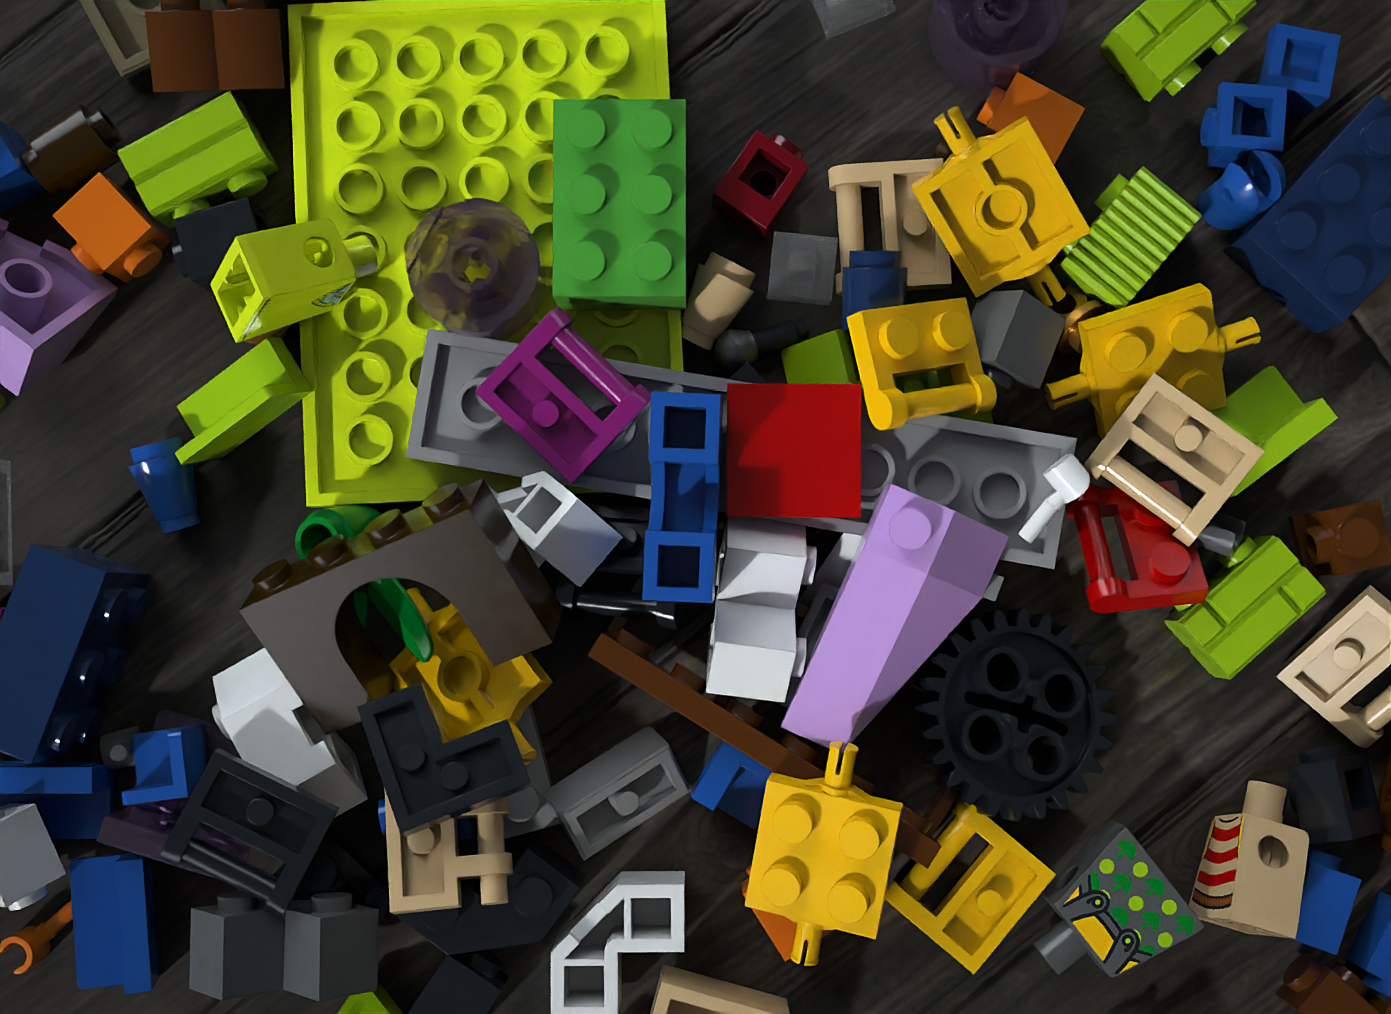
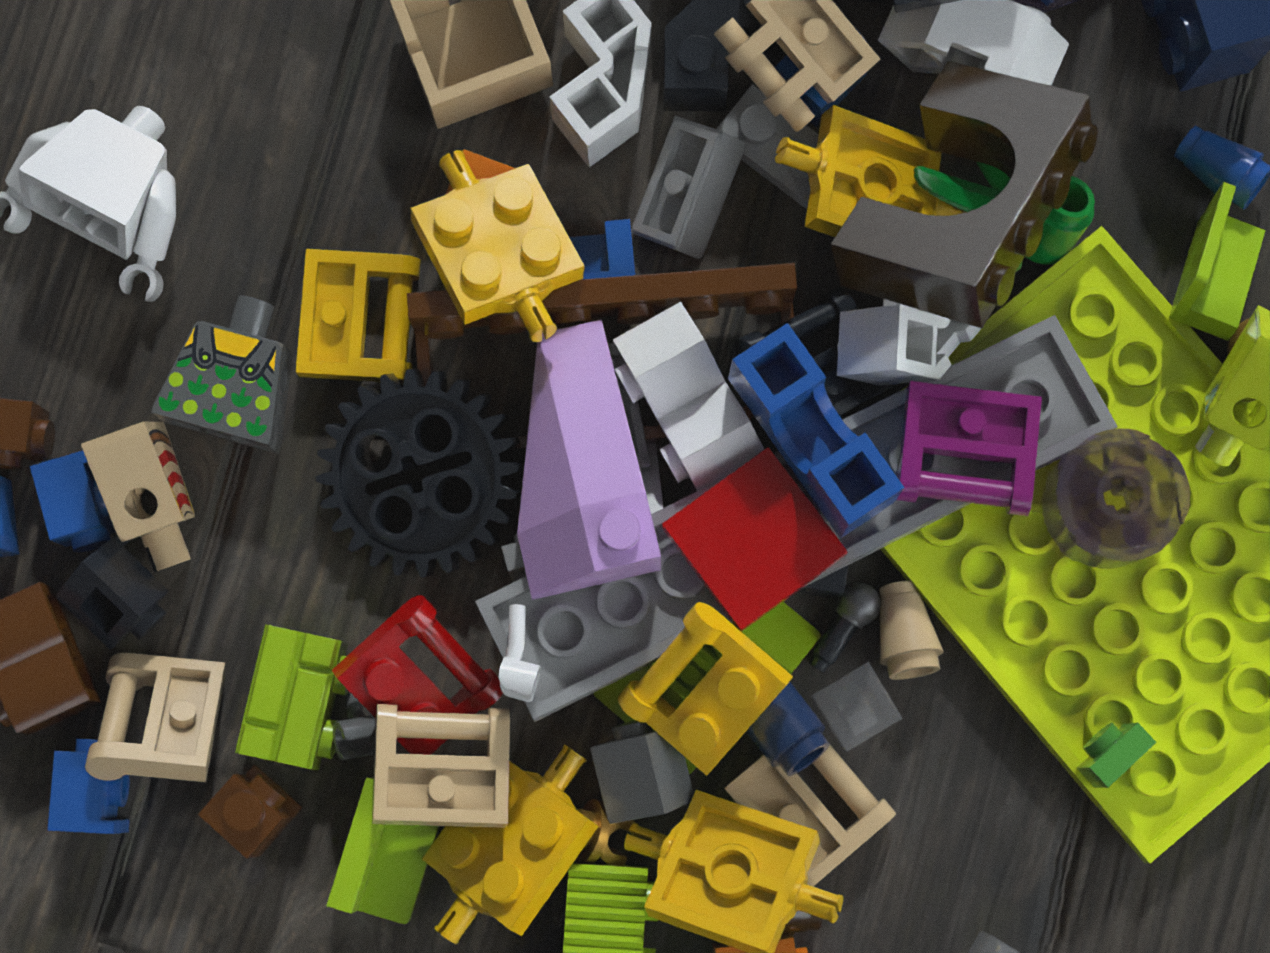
camera: 140 degrees right, 5 degrees down
(433, 778) = (845, 79): black plate -> none
(619, 204) = (1043, 642): bright green brick -> none
(631, 77) = (1114, 752): none -> bright green plate
(761, 157) = (959, 737): dark red brick -> none

